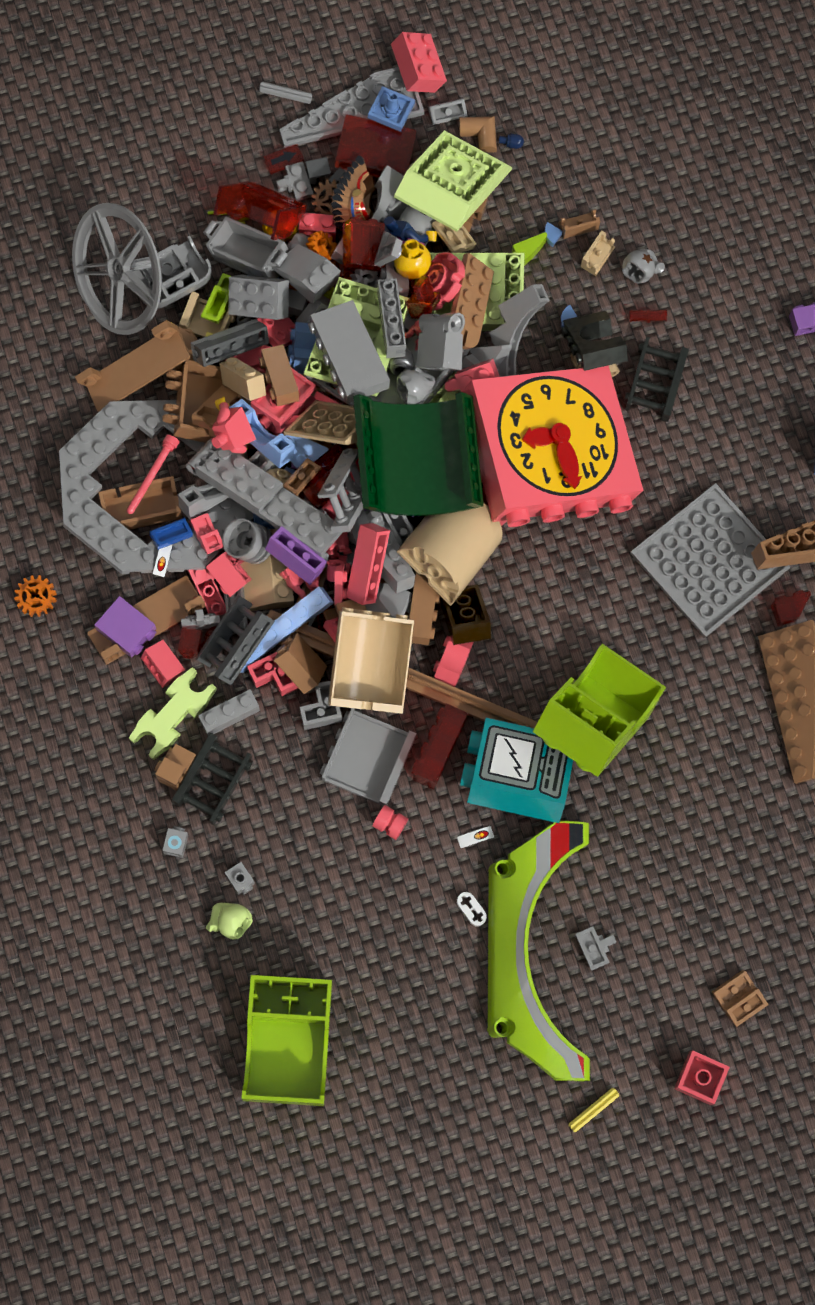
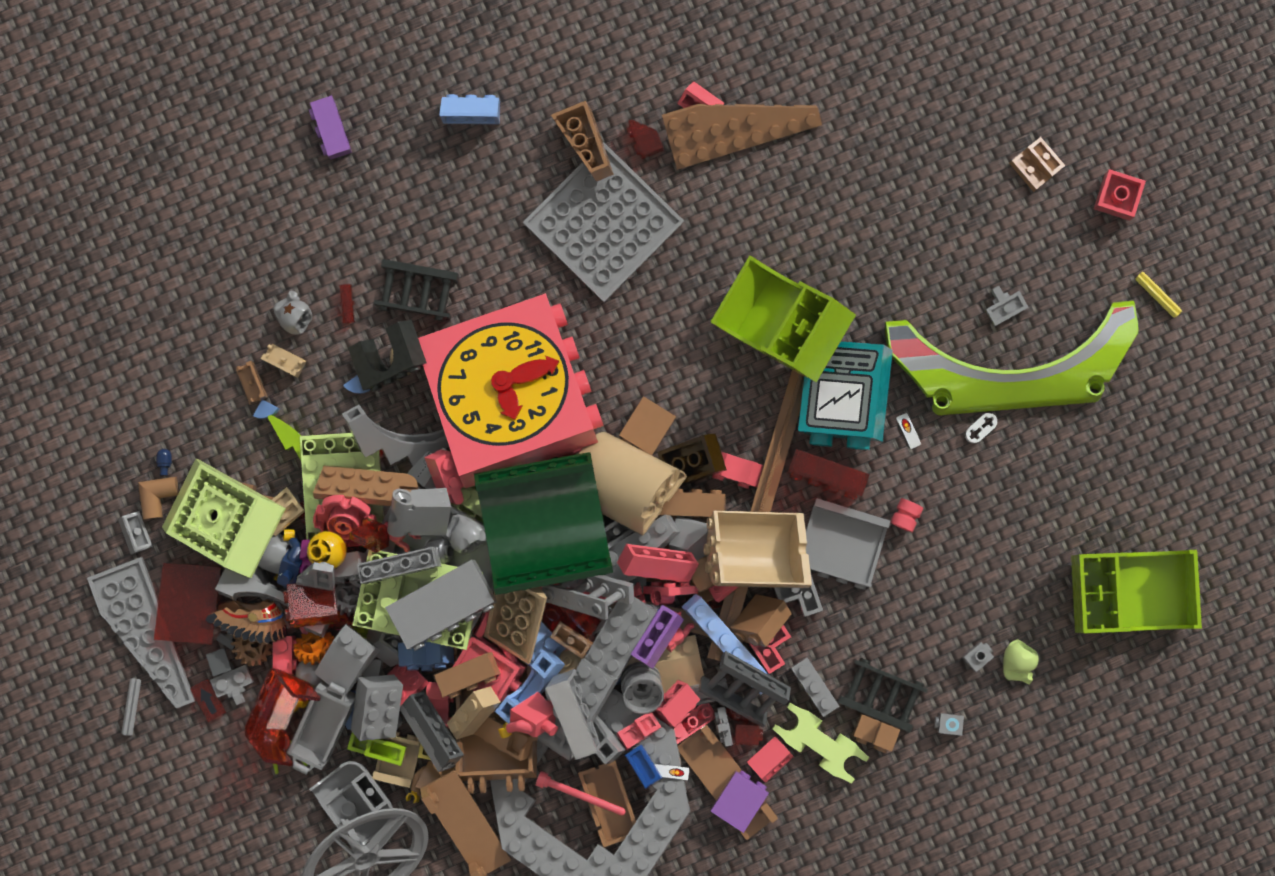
camera: 85 degrees left, 10 degrees up
(230, 464) = (572, 715): none -> light grey wedge
(393, 105) = (137, 589): medium blue plate -> none
(418, 62) = (86, 568): coral brick -> none
(498, 353) = (414, 460): light grey slope -> none
(503, 580) = (647, 426): none -> medium nougat brick

